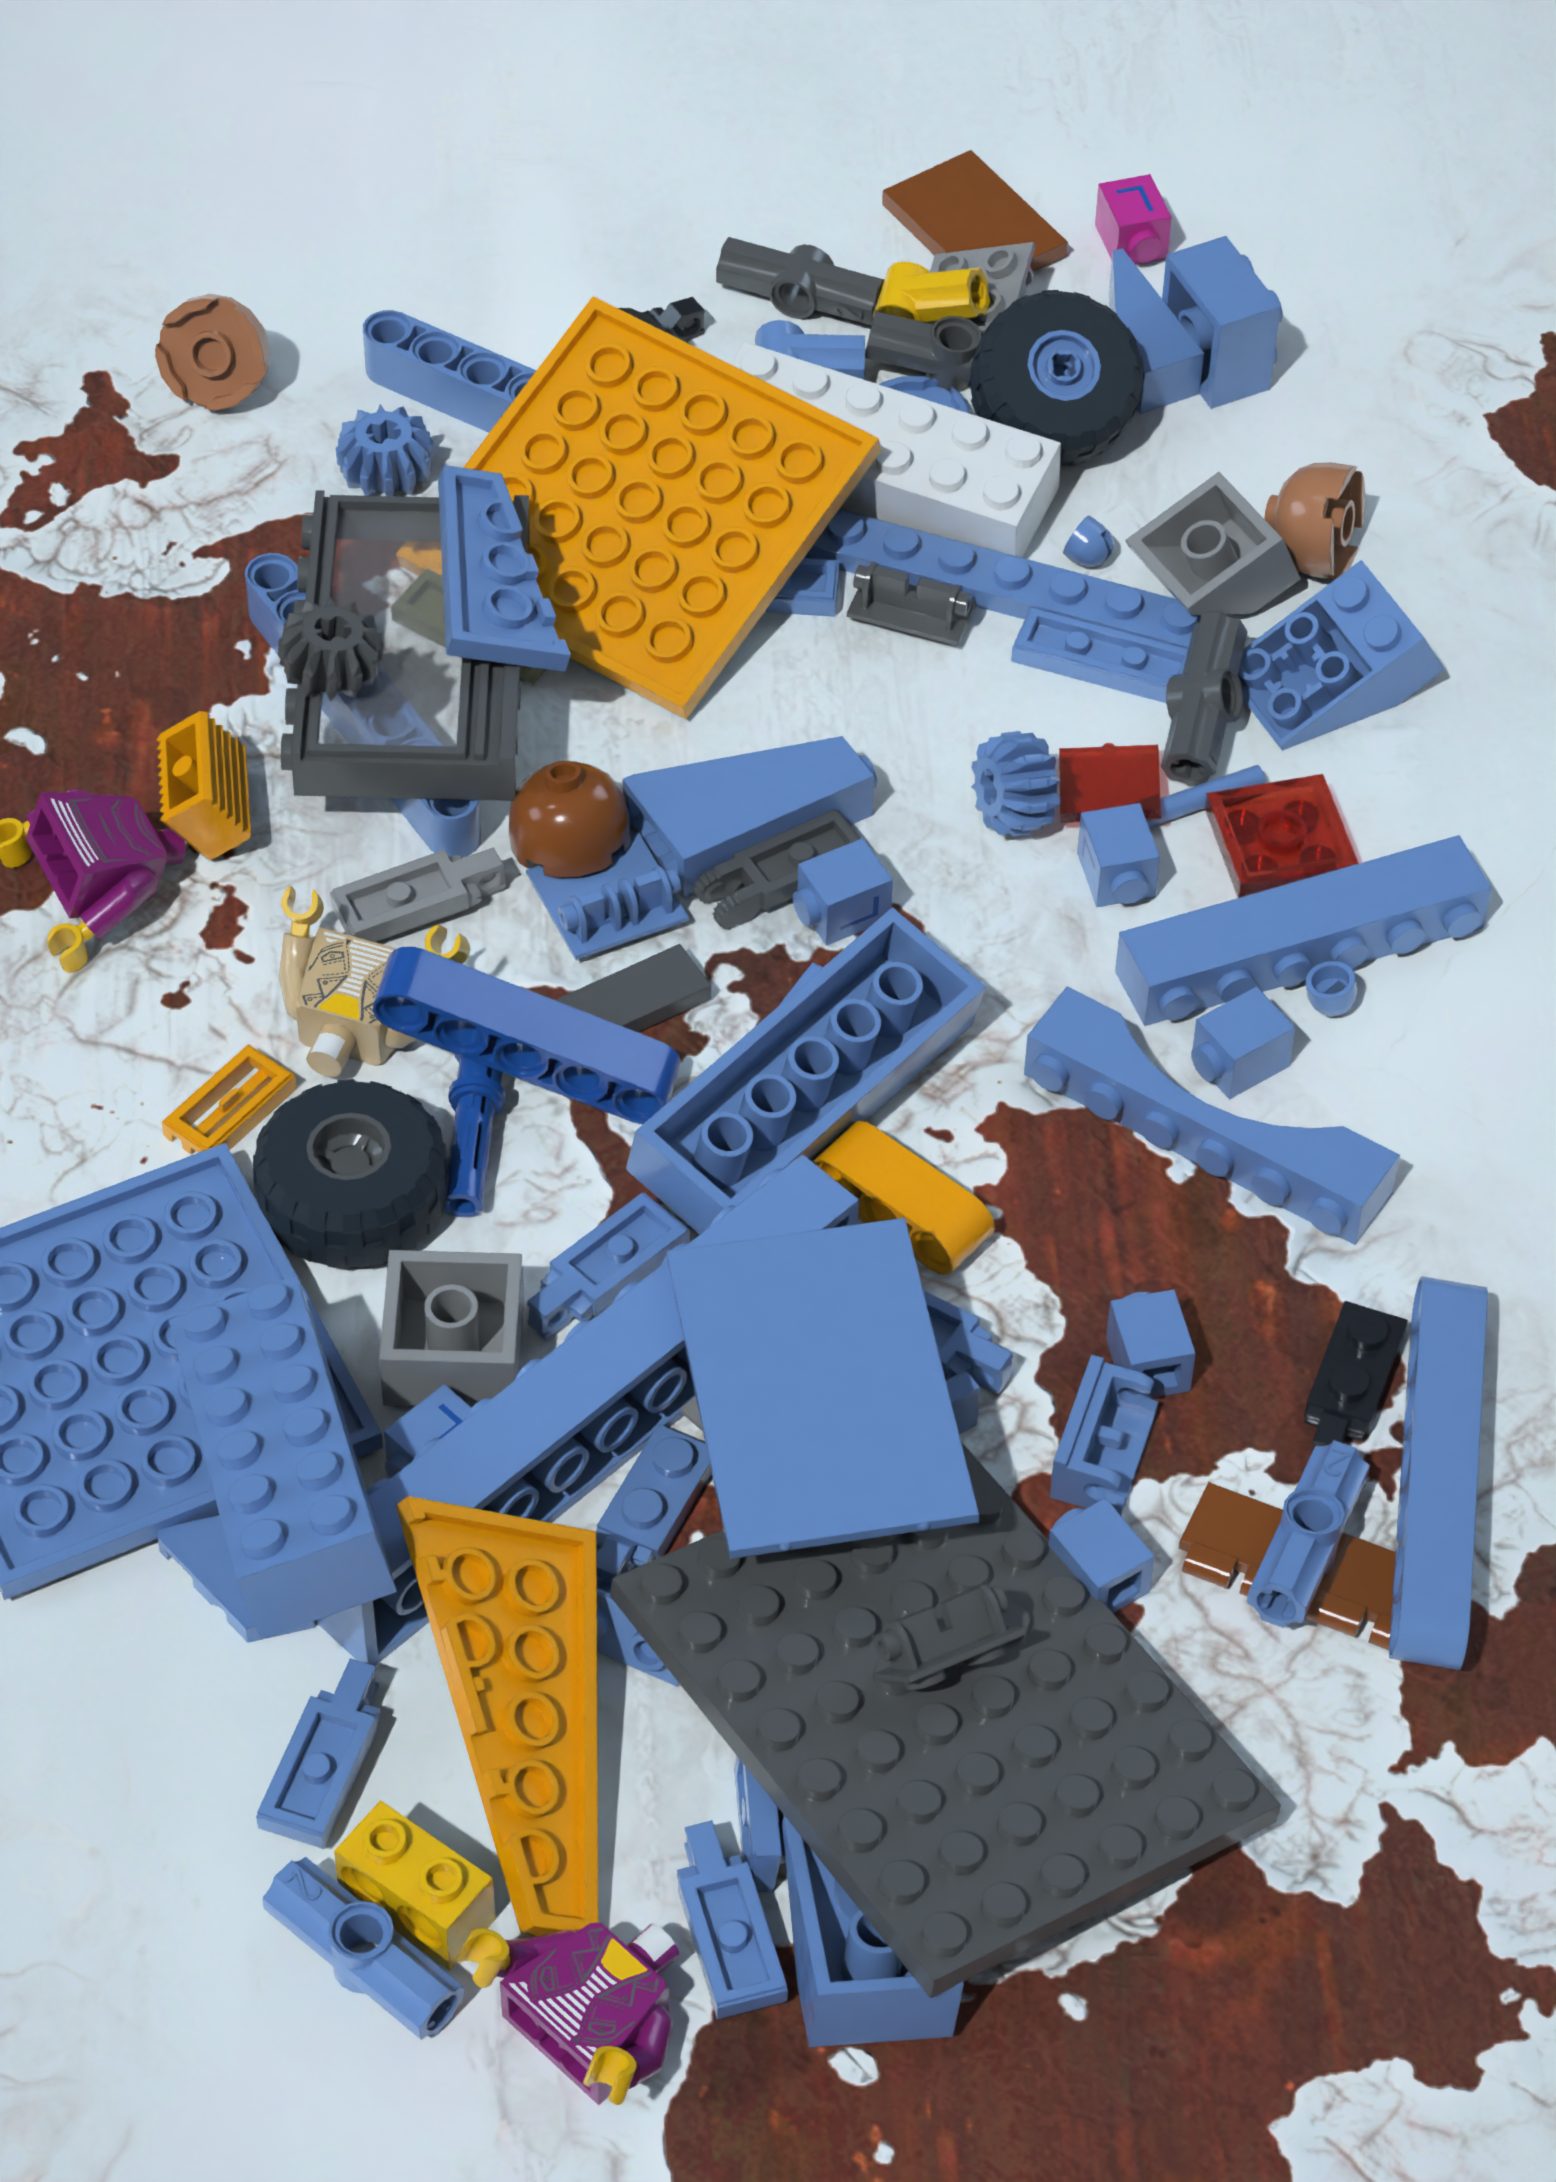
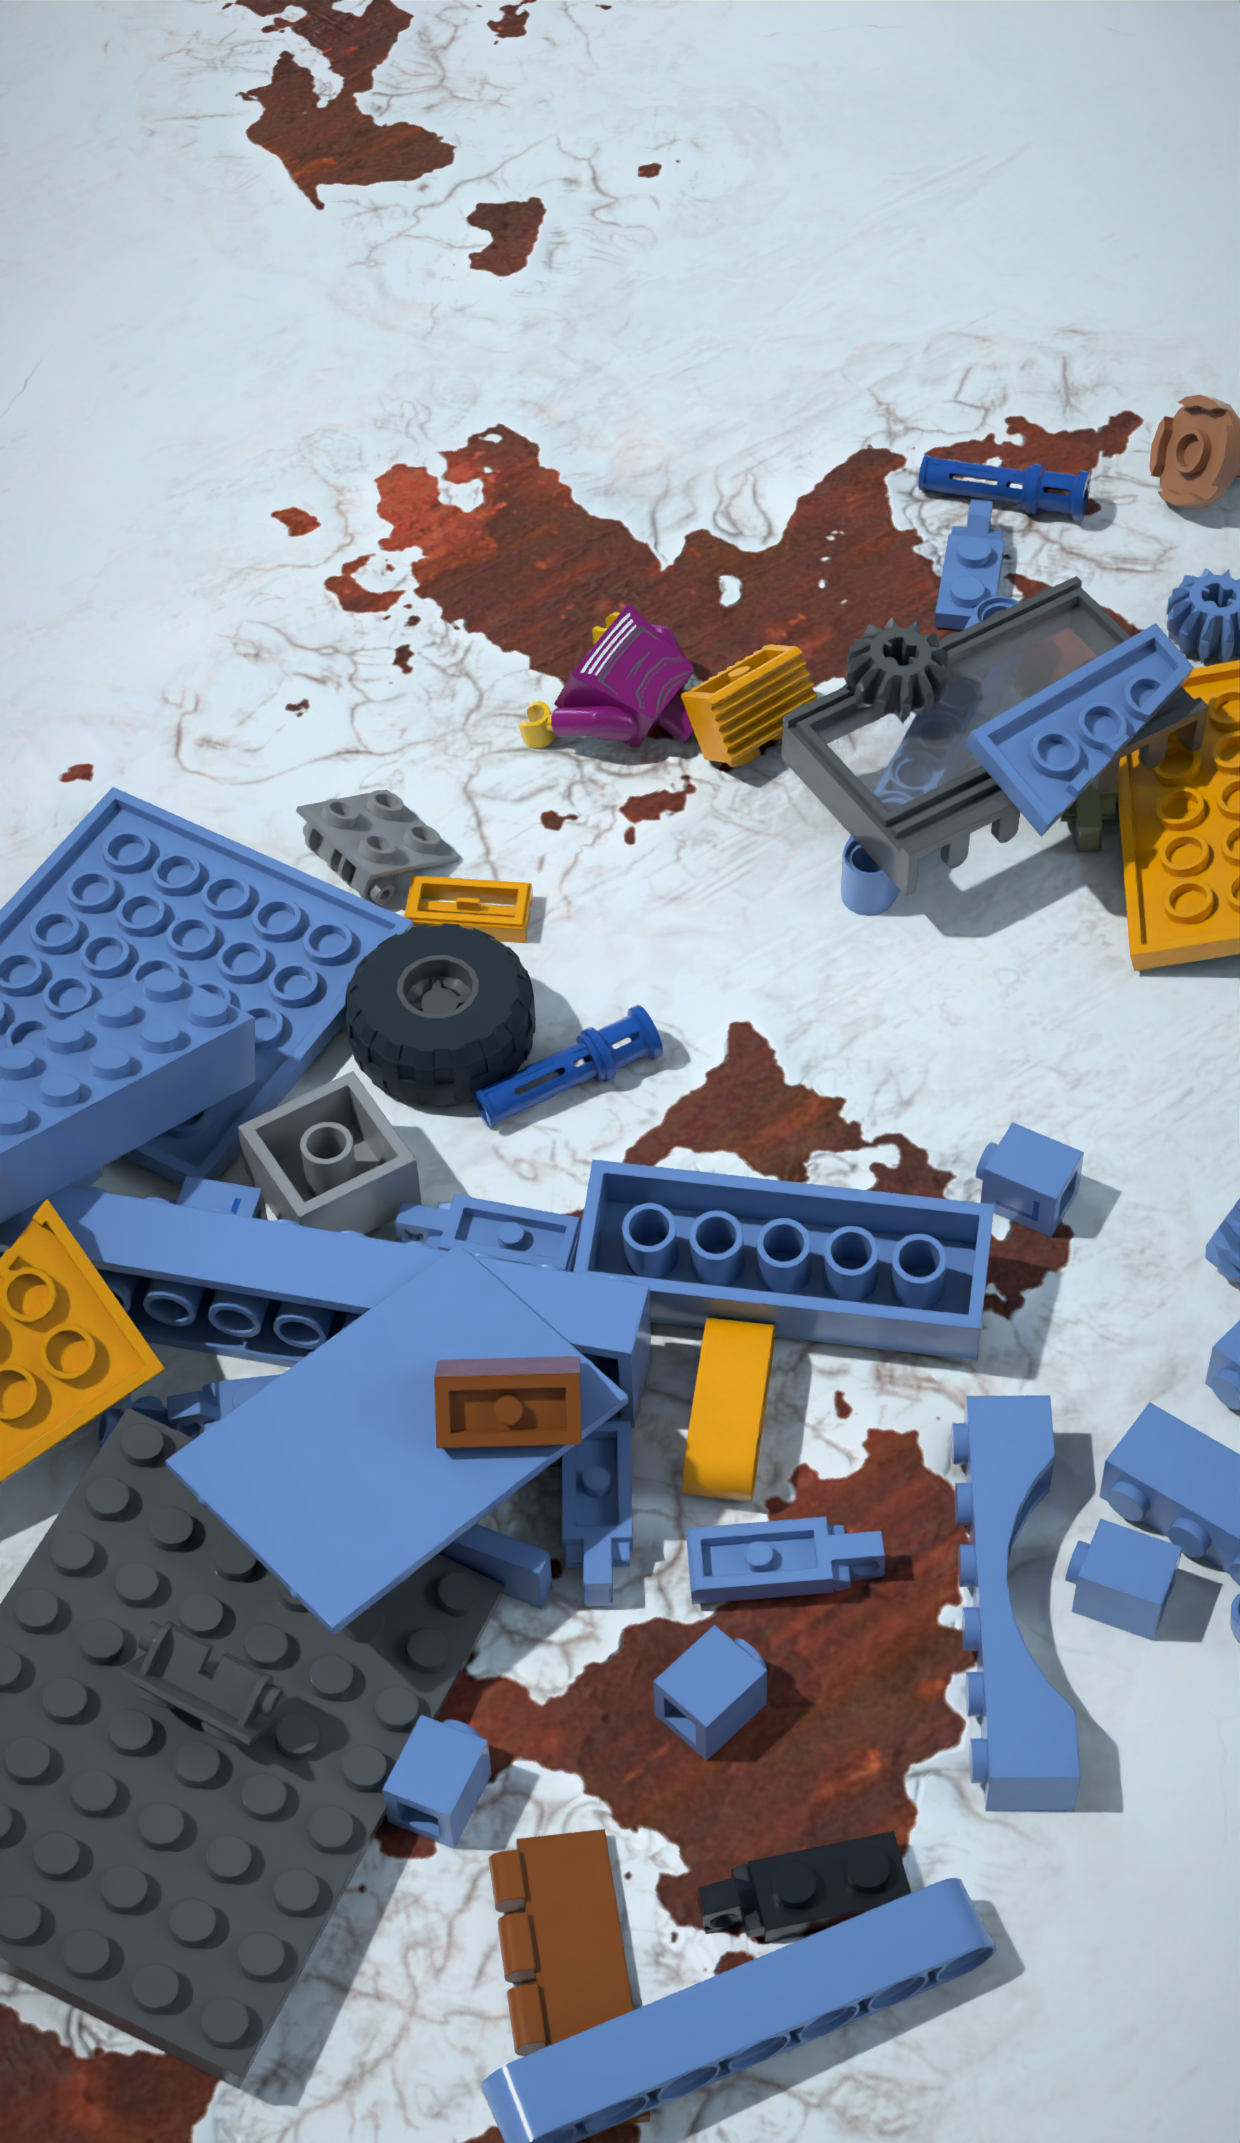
camera: 60 degrees right, 0 degrees up
(94, 1119) = (372, 840): none -> light grey hinge
(131, 484) = (938, 476): none -> blue pin
(175, 572) = (969, 567): none -> medium blue hinge
(332, 988) = (630, 912): tan torso -> none
(416, 893) = (773, 898): light grey hinge -> none
(525, 1034) = (658, 1037): beam -> none
(569, 819) = (932, 948): dark orange cylinder -> none
(612, 904) = (887, 1023): medium blue hinge -> none
(644, 991) = (775, 1095): dark grey tile -> none
(721, 806) = (1062, 1062): medium blue slope -> none
(769, 869) = (1006, 1103): dark grey hinge -> none
(864, 1284) = (508, 1402): none -> dark orange panel
(1060, 1244) = (779, 1559): none -> medium blue hinge
(1103, 1436) = (581, 1711): medium blue hinge -> none
(1308, 1534) = (528, 1946): medium blue piece -> none

